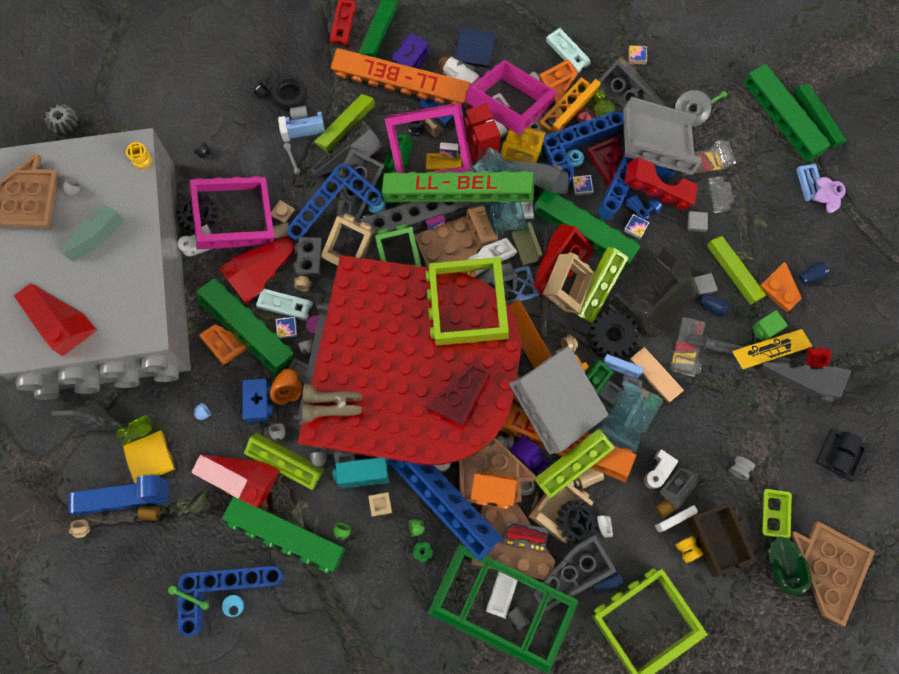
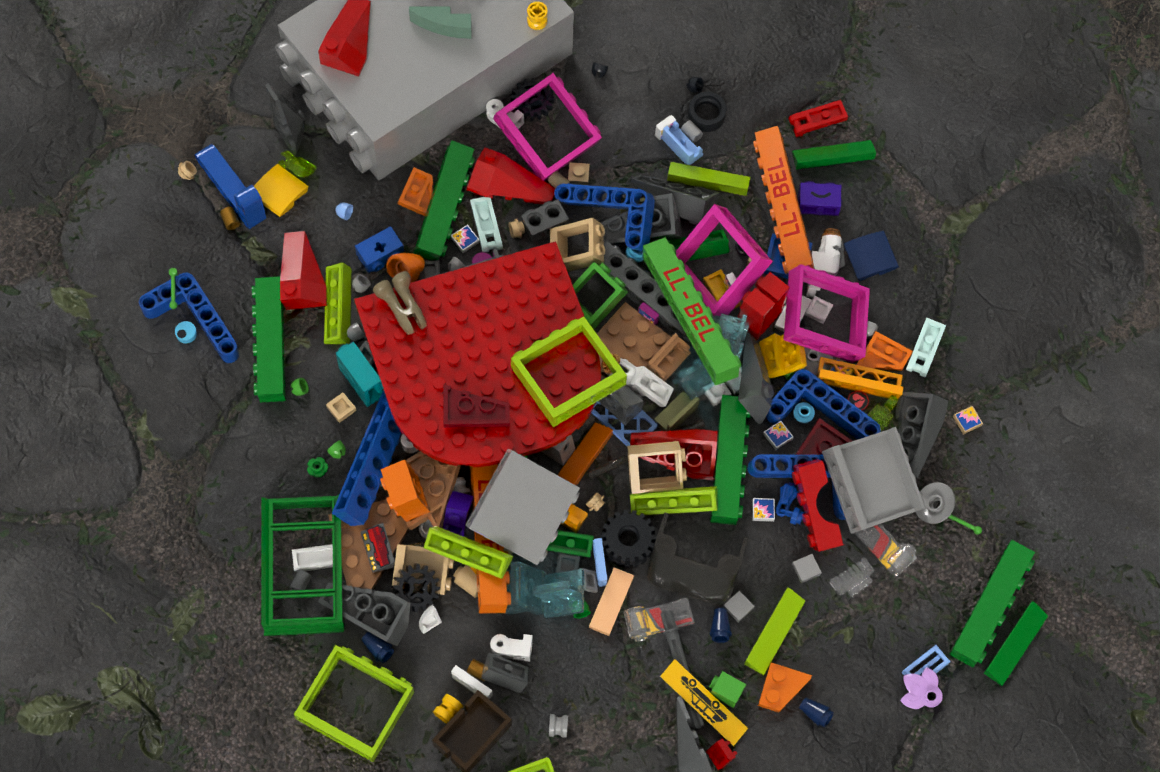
camera: 60 degrees right, 5 degrees down
(287, 147) = (650, 141): light grey hinge -> none

